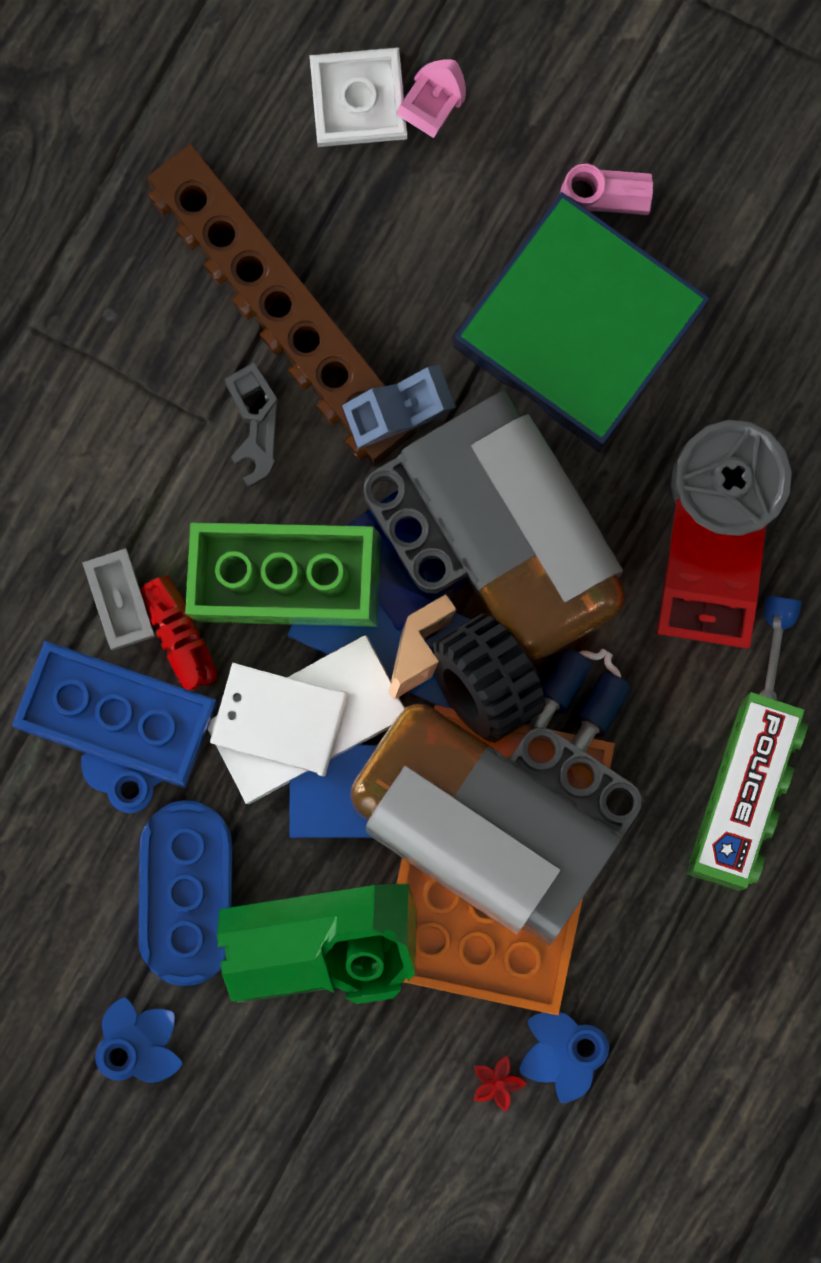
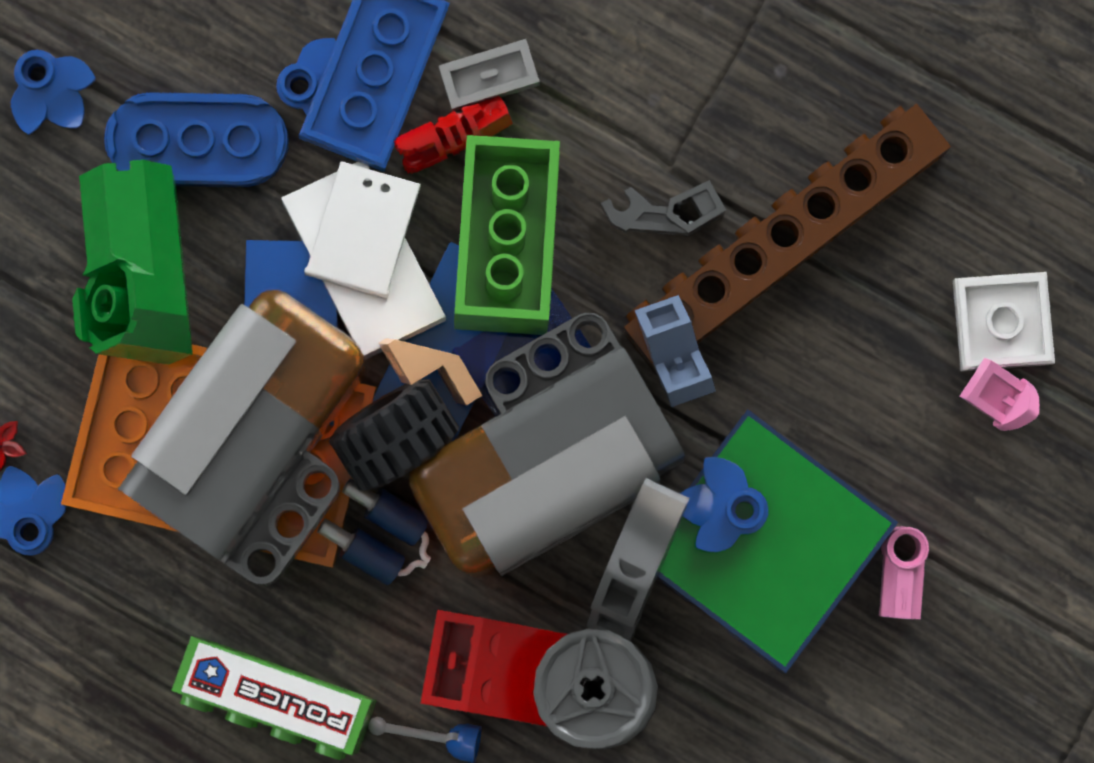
camera: 95 degrees right, 0 degrees up
(547, 365) = (714, 505): none -> blue plate
(607, 438) = (637, 560): none -> dark grey slope

